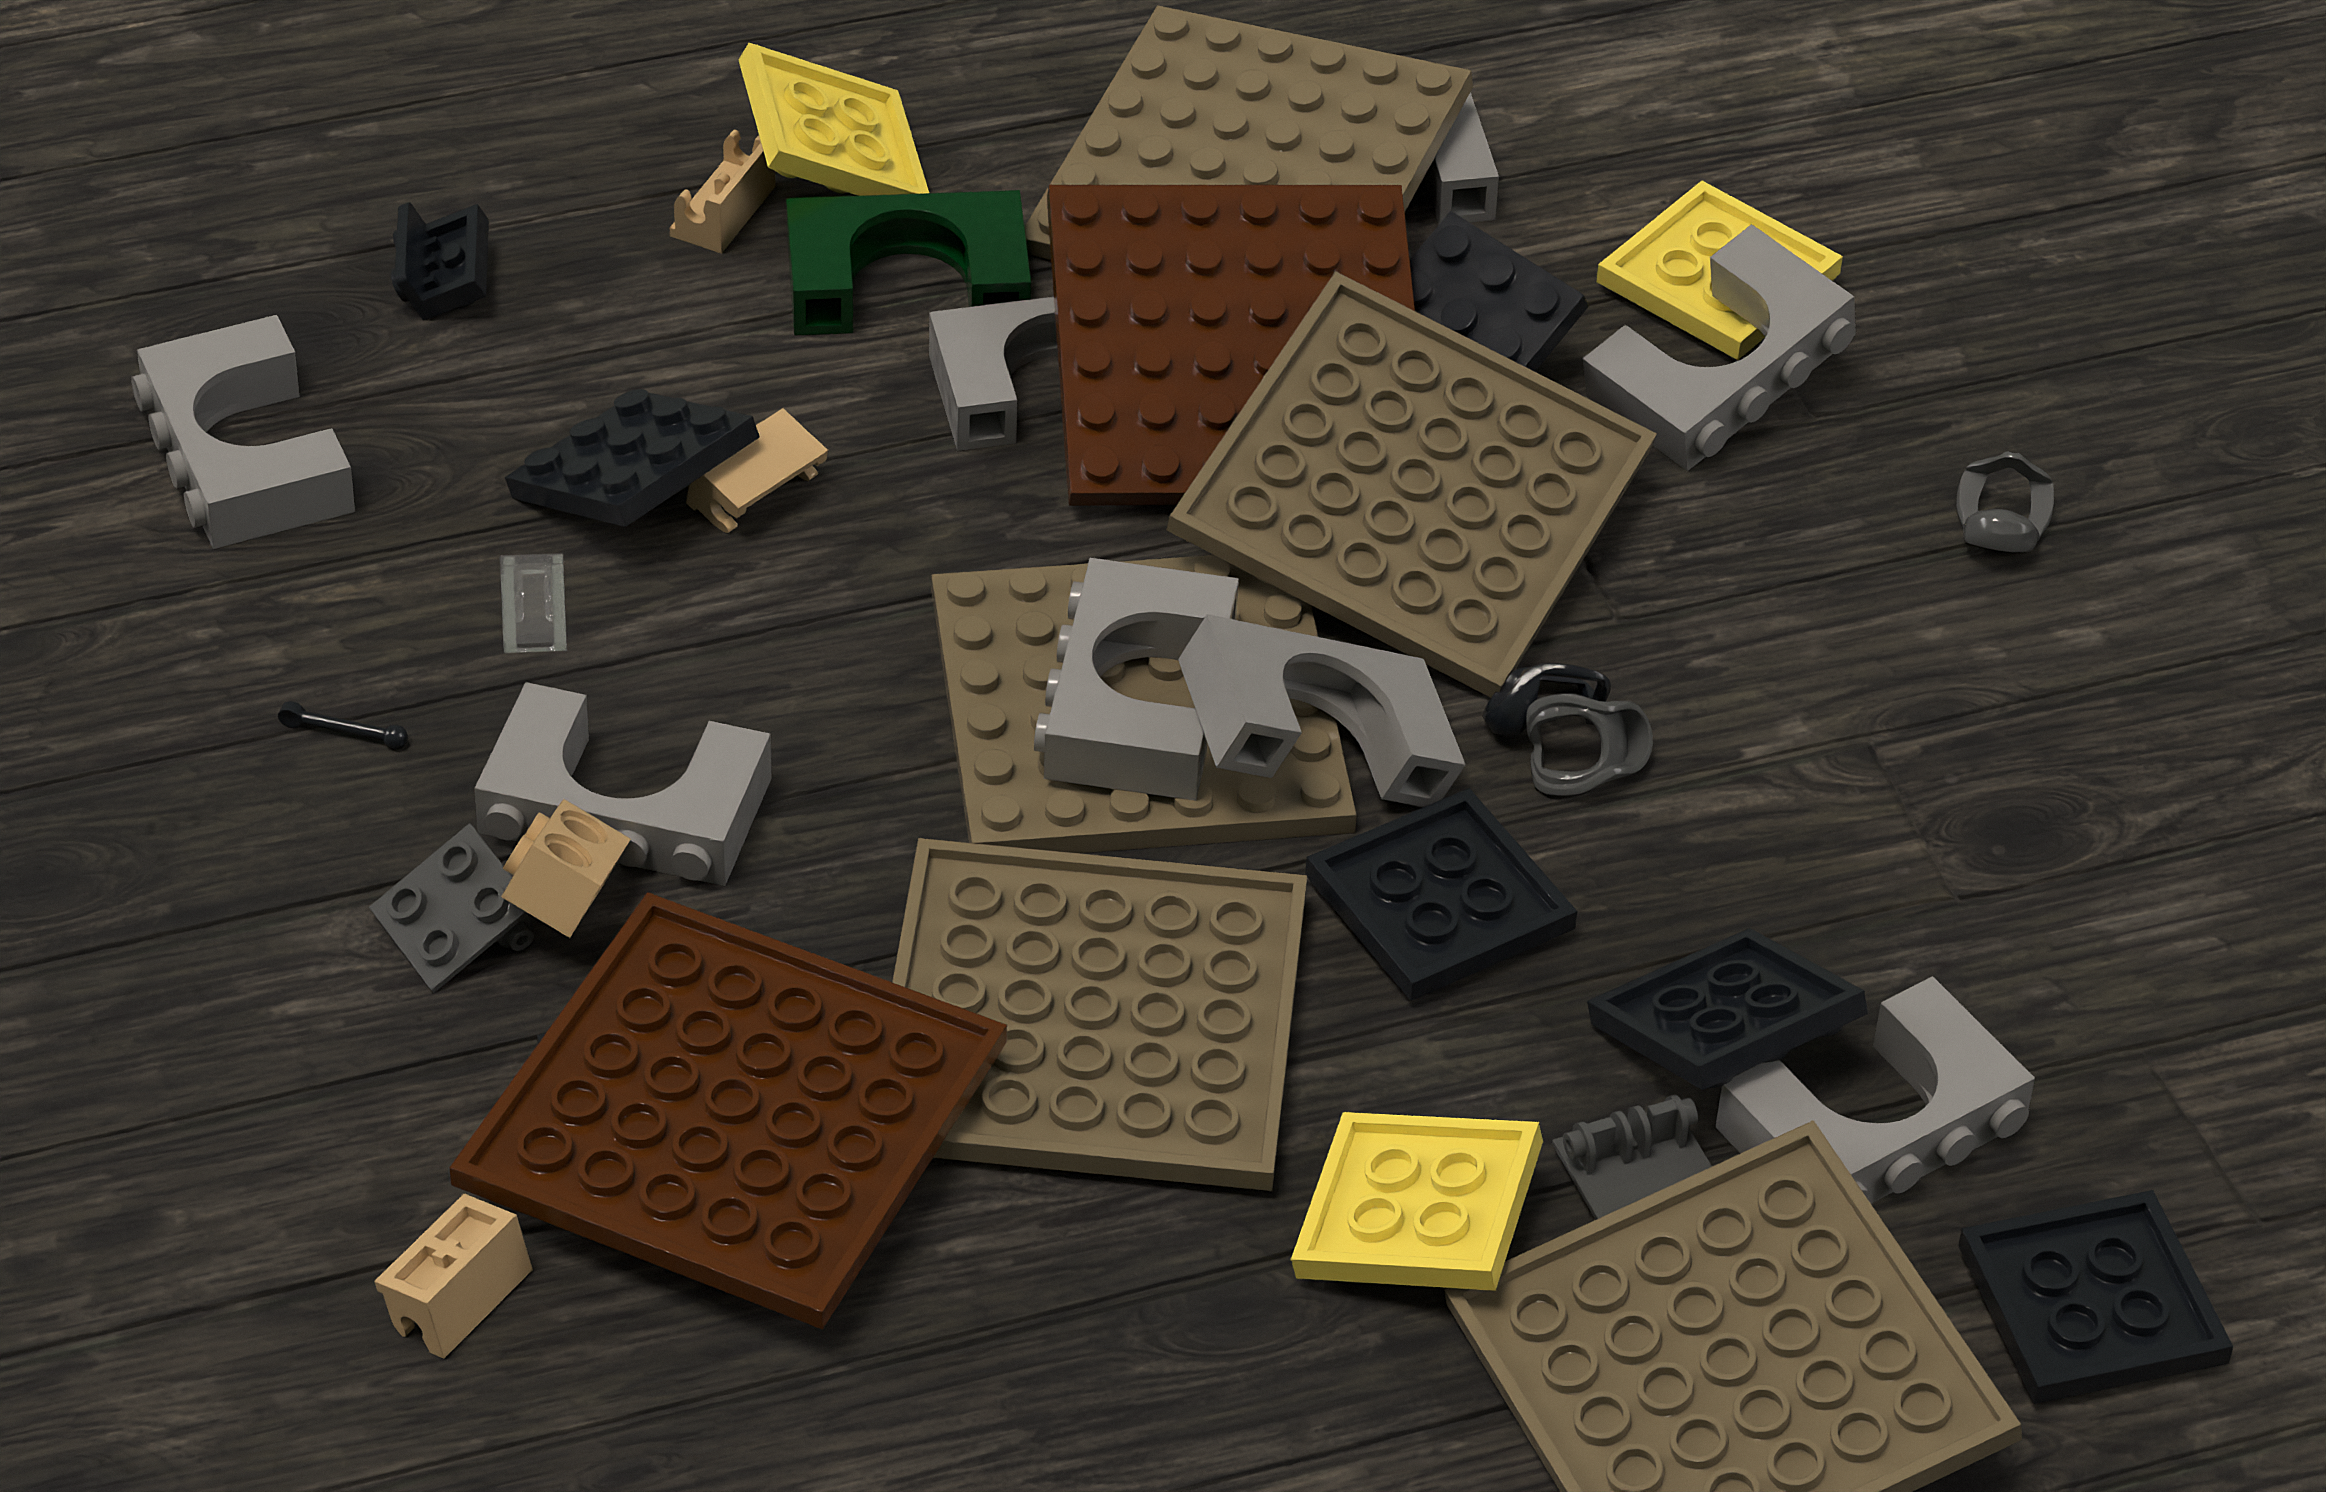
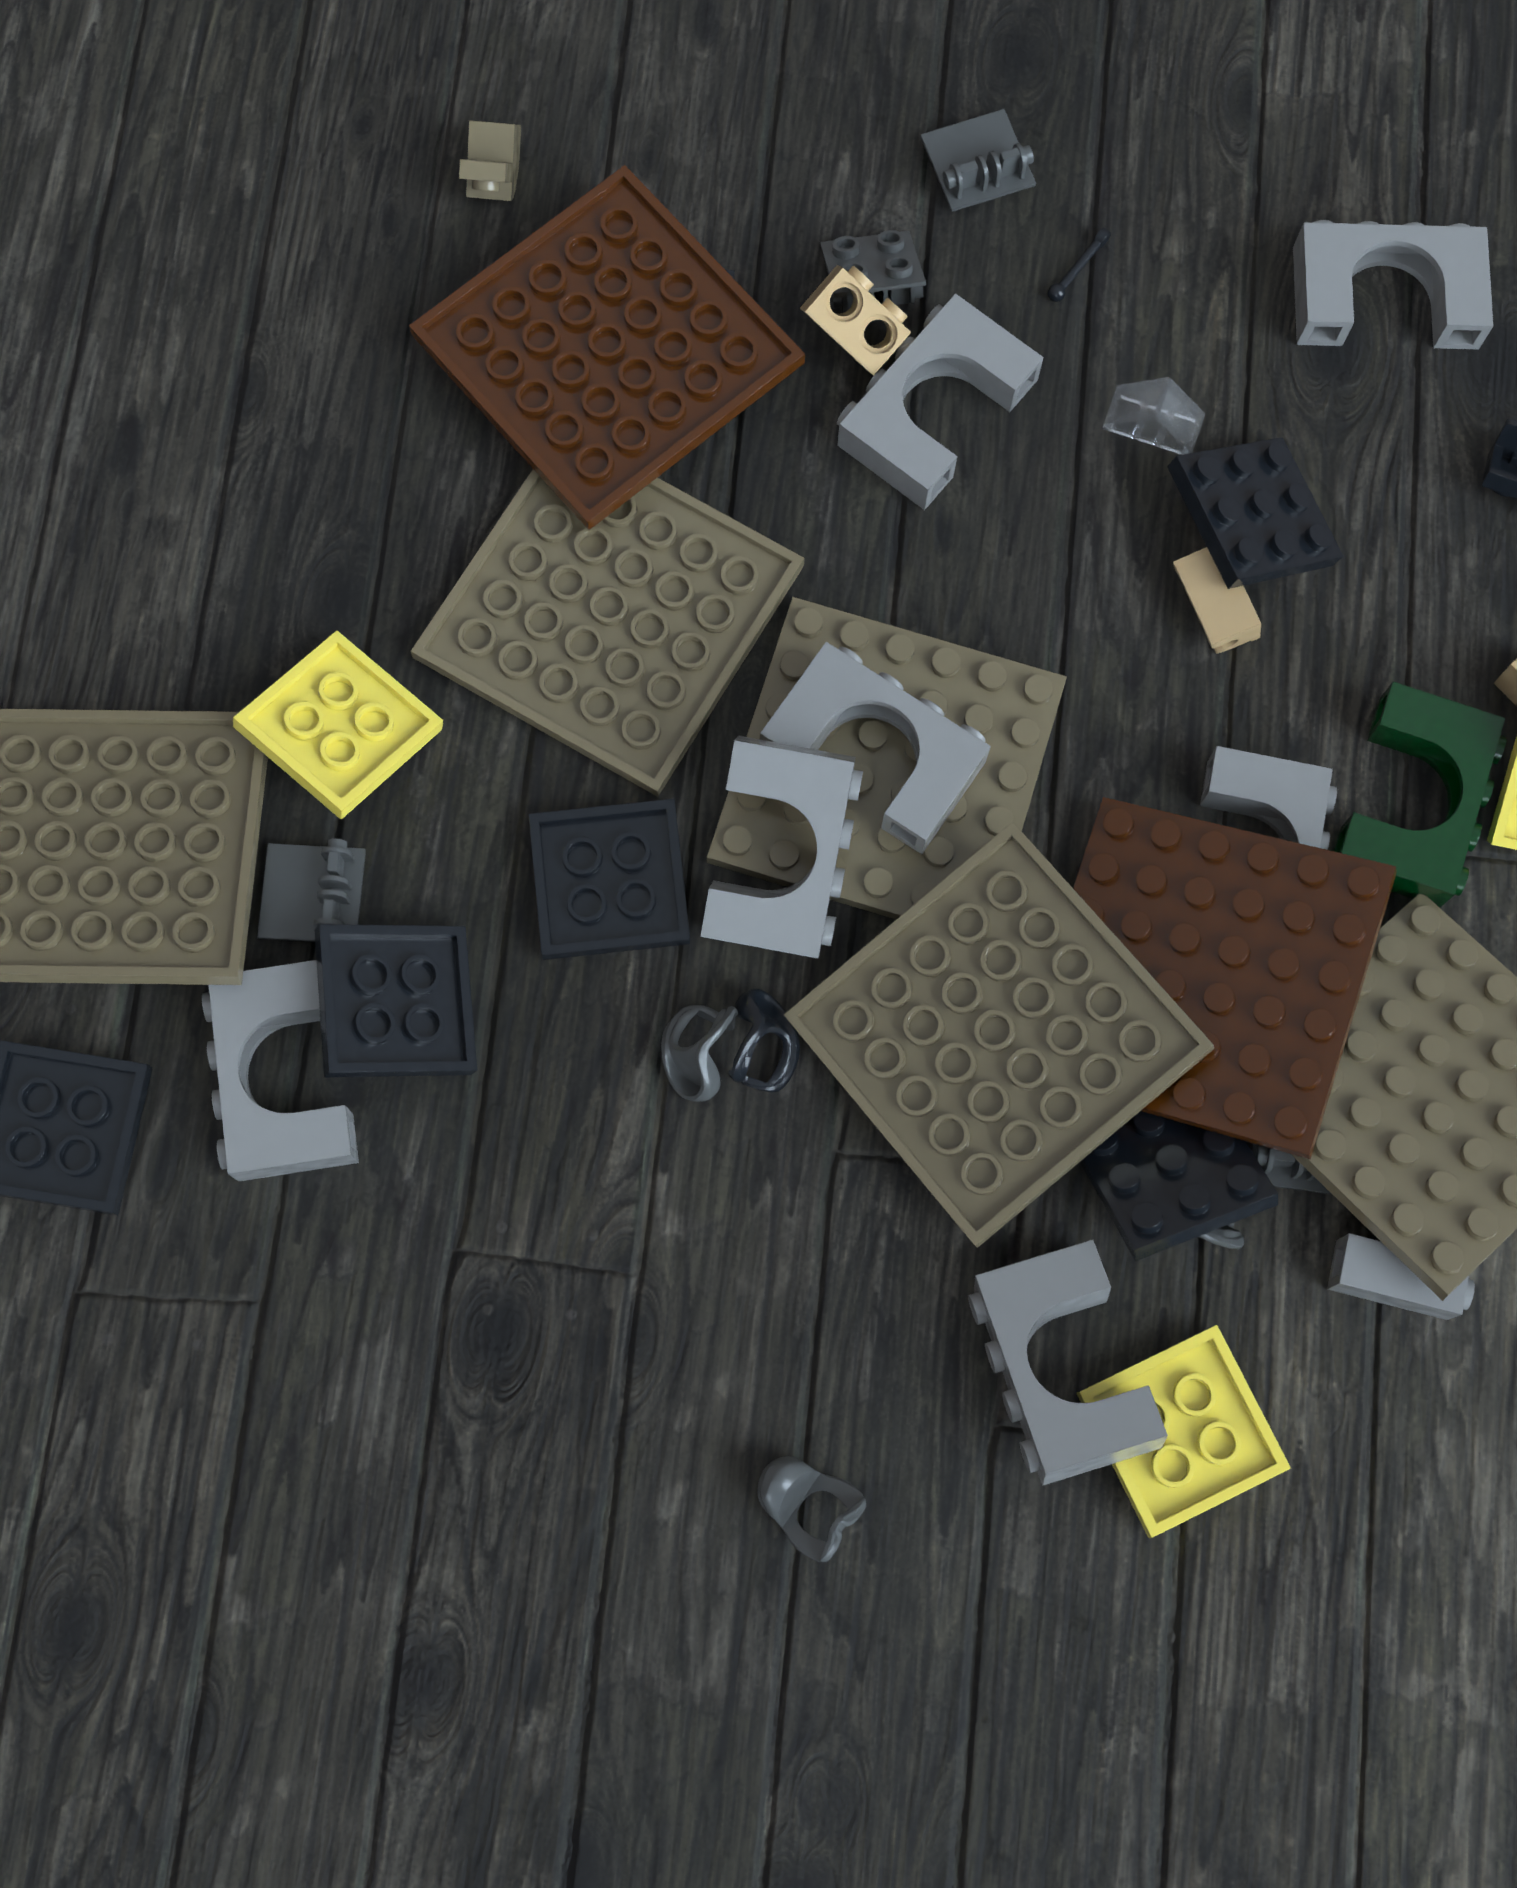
camera: 115 degrees right, 30 degrees up
(230, 859) = (979, 160): none -> dark grey hinge
(455, 1273) = (561, 157): tan hinge -> none
(493, 1358) = (491, 160): none -> dark tan brick

